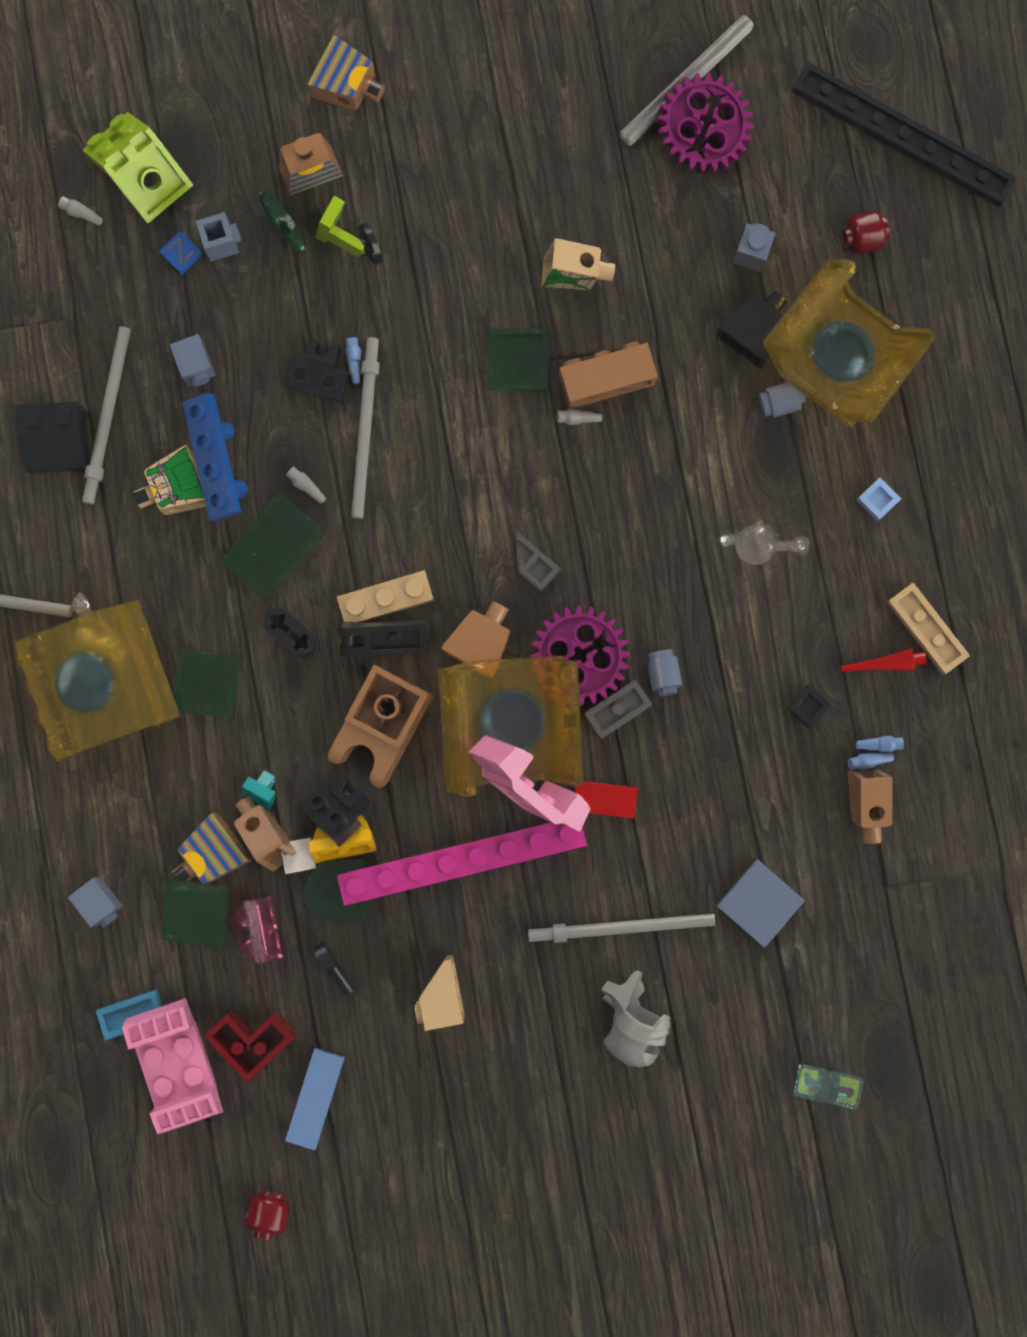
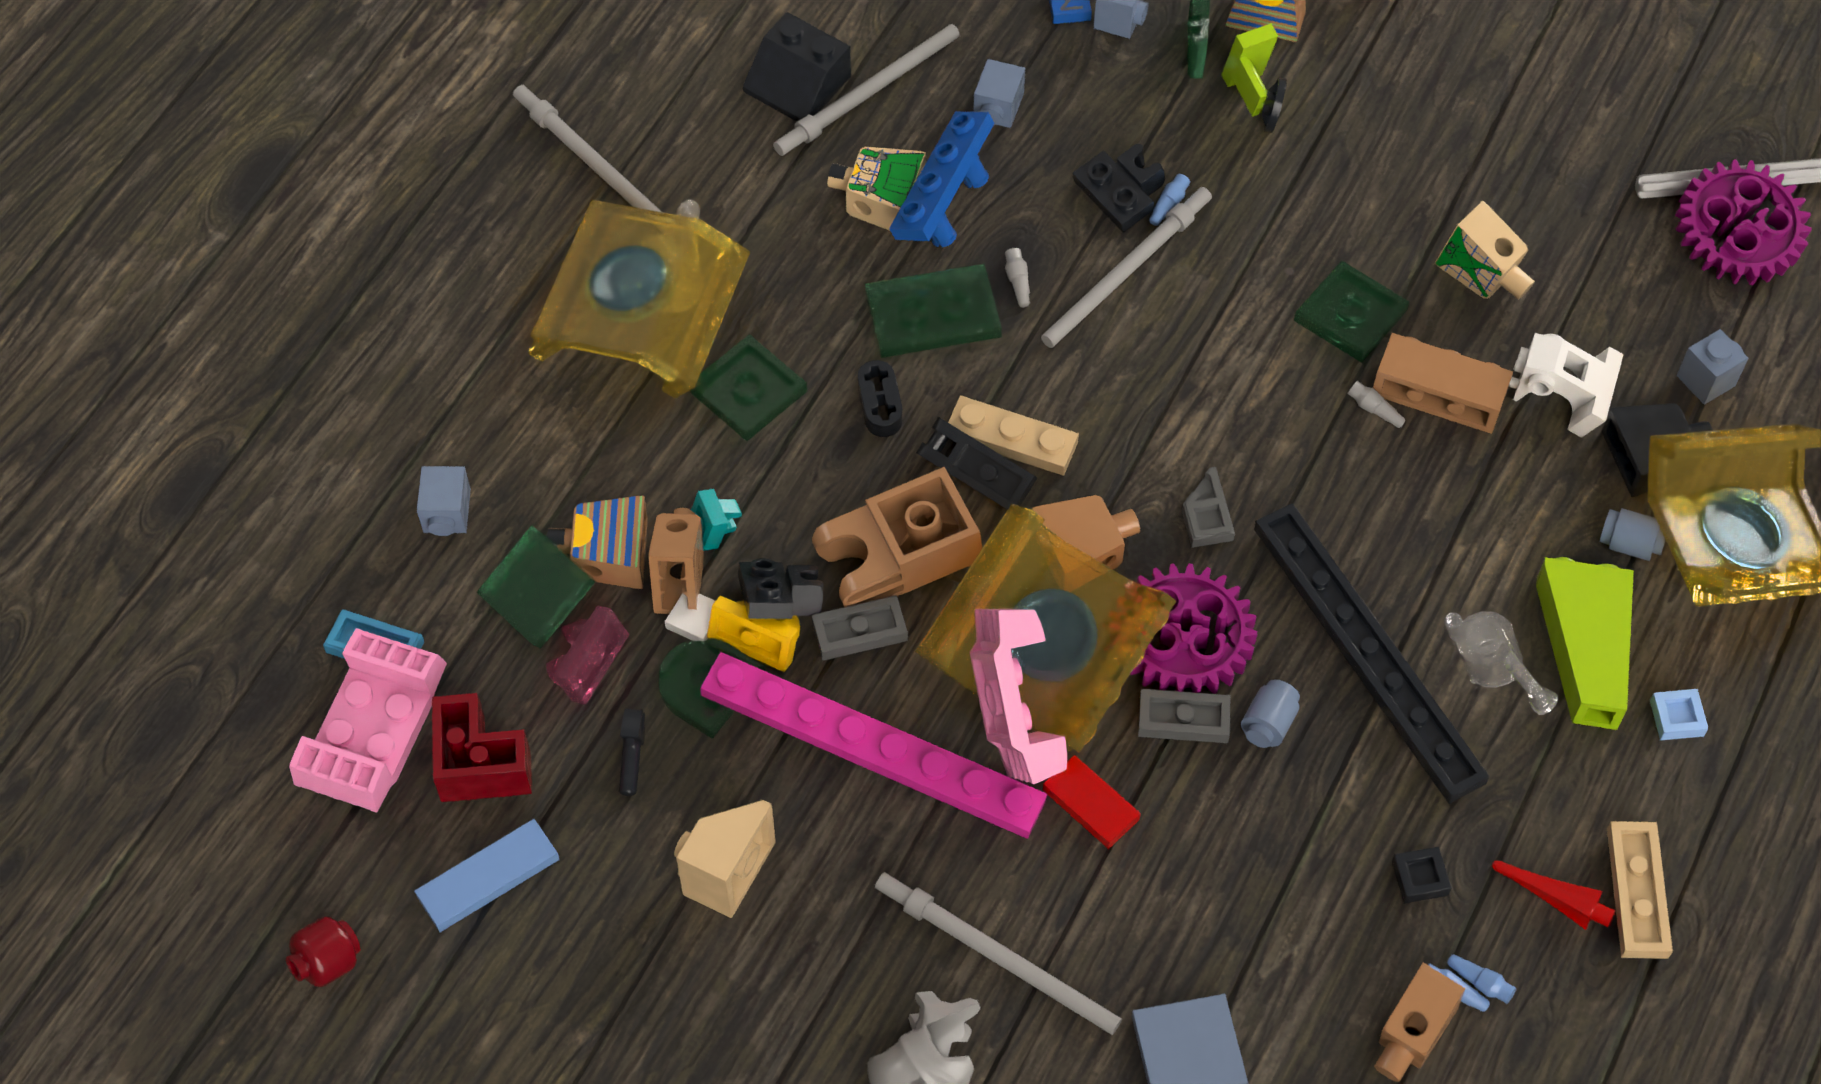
camera: 40 degrees right, 25 degrees down
(398, 793) = (859, 627): none -> dark grey plate
(662, 327) = (1588, 394): none -> white tile
(688, 589) = (1371, 654): none -> black plate
(802, 487) = (1590, 636): none -> lime slope

